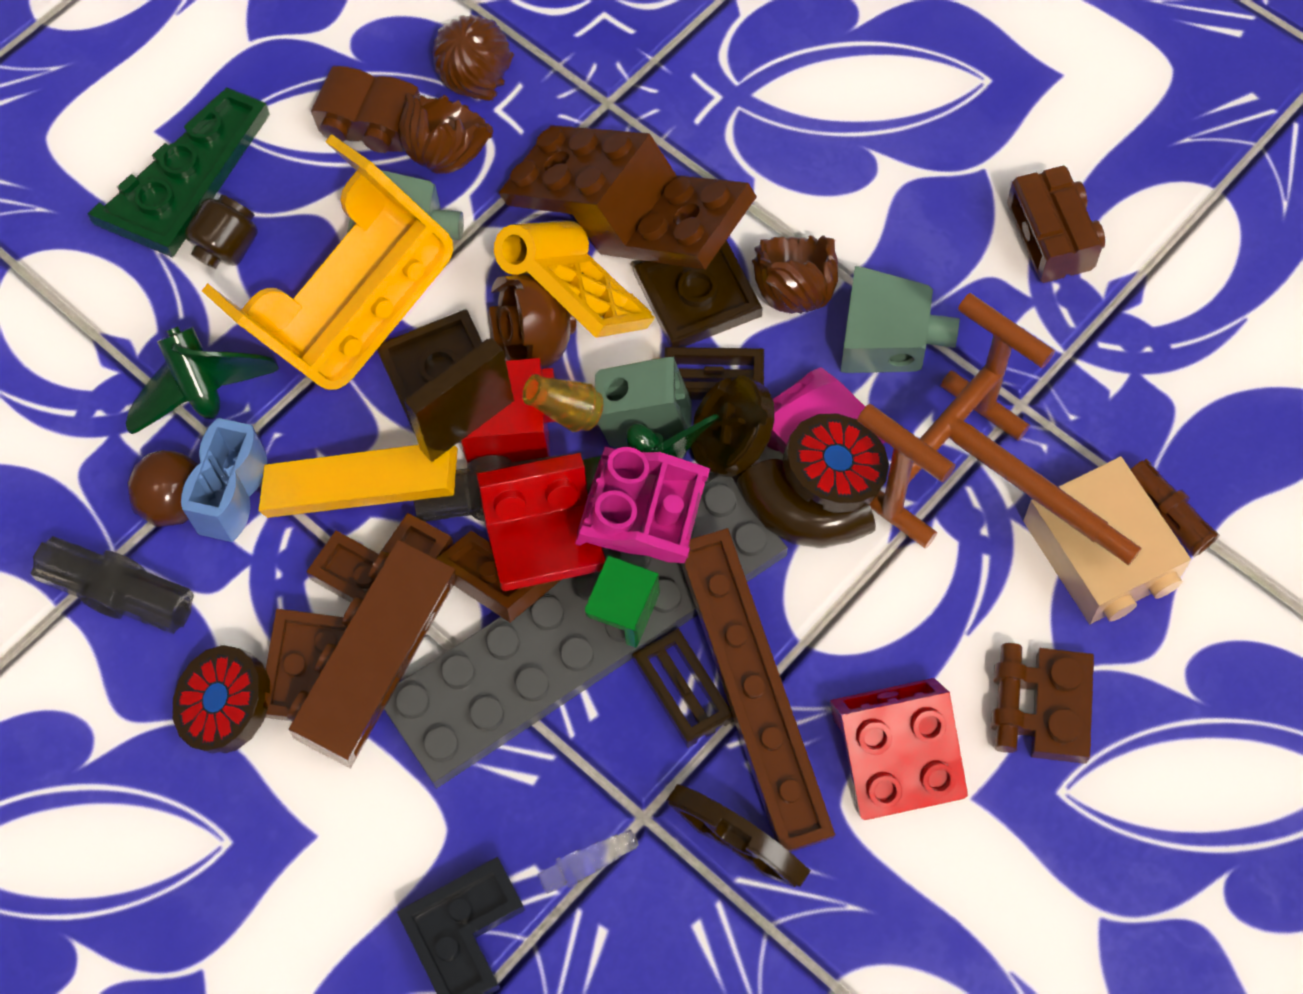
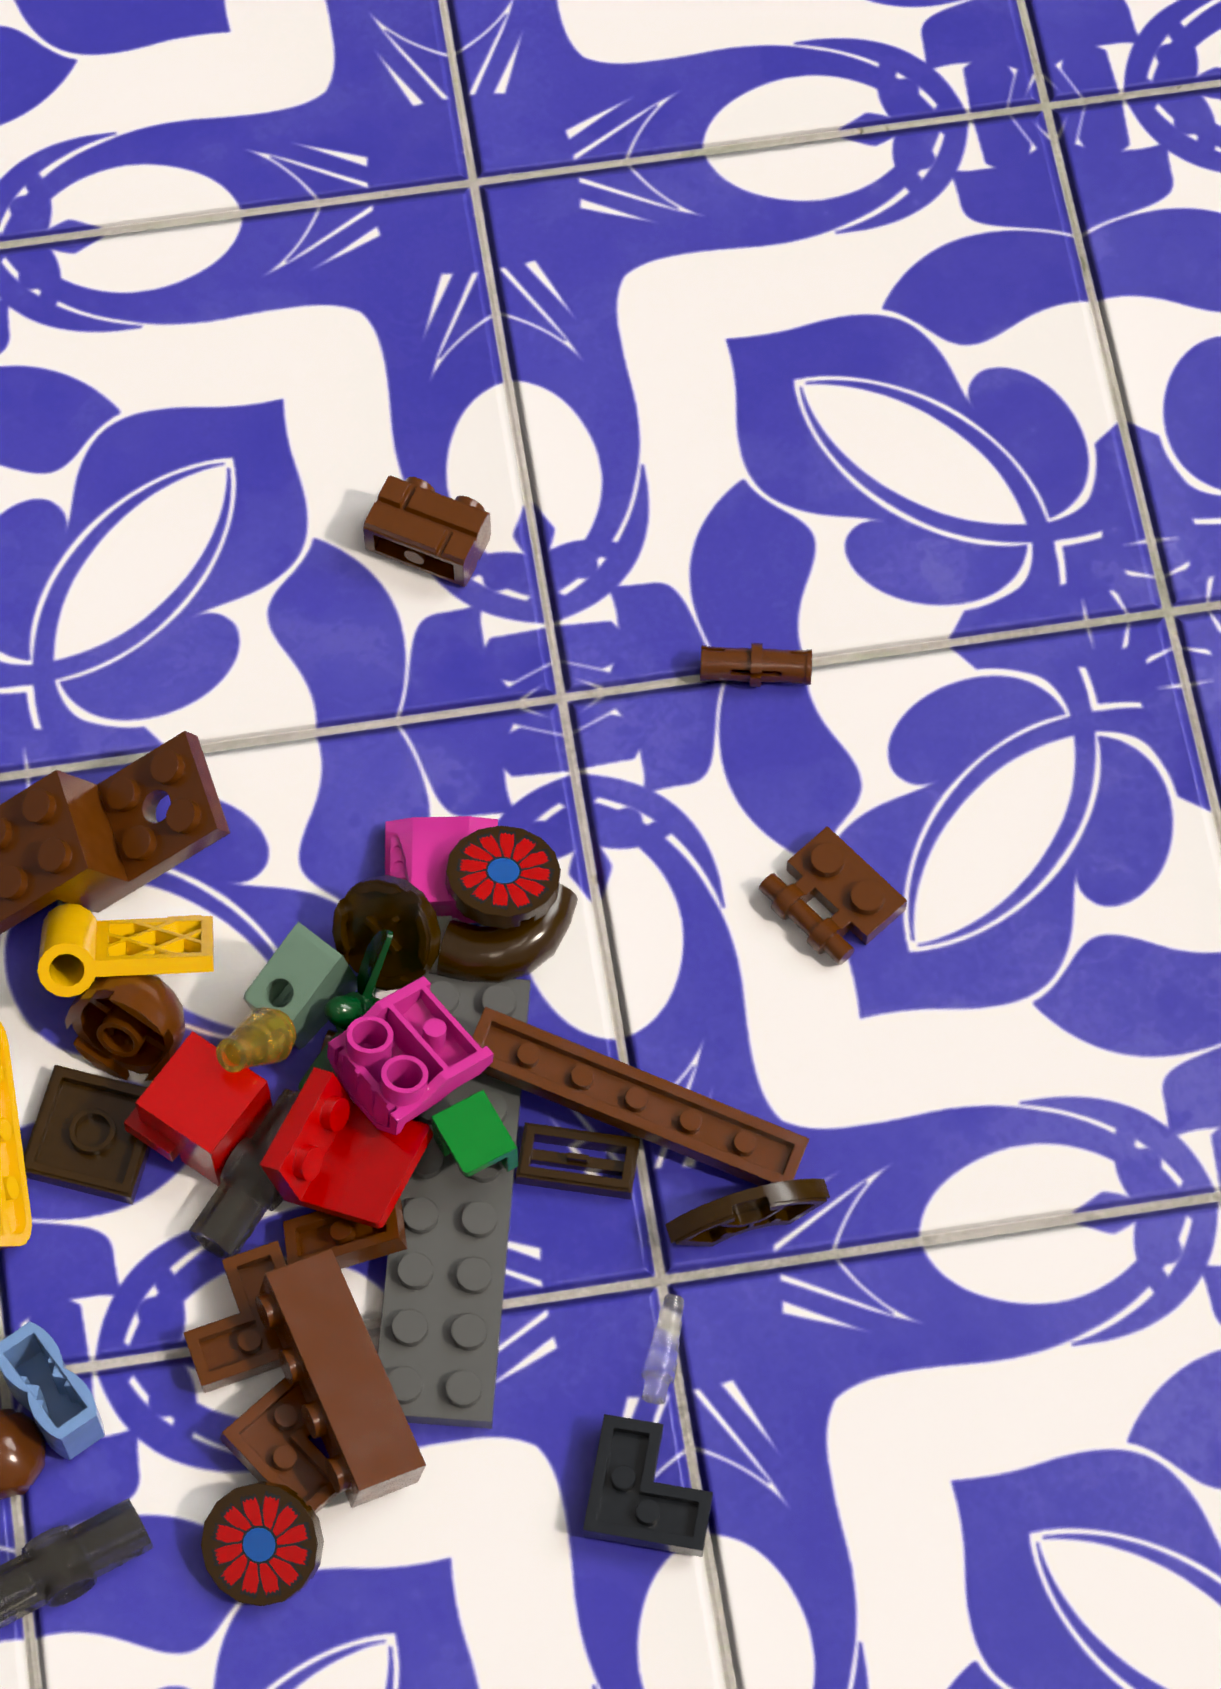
camera: 55 degrees left, 0 degrees up
(355, 480) = (153, 1277): yellow tile -> none
(460, 399) = (196, 1116): dark brown tile -> none
(698, 302) = (229, 875): dark brown tile -> none
(701, 381) = (264, 929): dark brown tile -> none
(796, 272) = (285, 765): reddish brown hair -> none
(891, 324) = (400, 733): sand green torso -> none
(901, 748) = (777, 1030): bracket -> none
(980, 395) = (545, 725): dark orange piece -> none
(1090, 573) = (744, 736): tan brick -> none

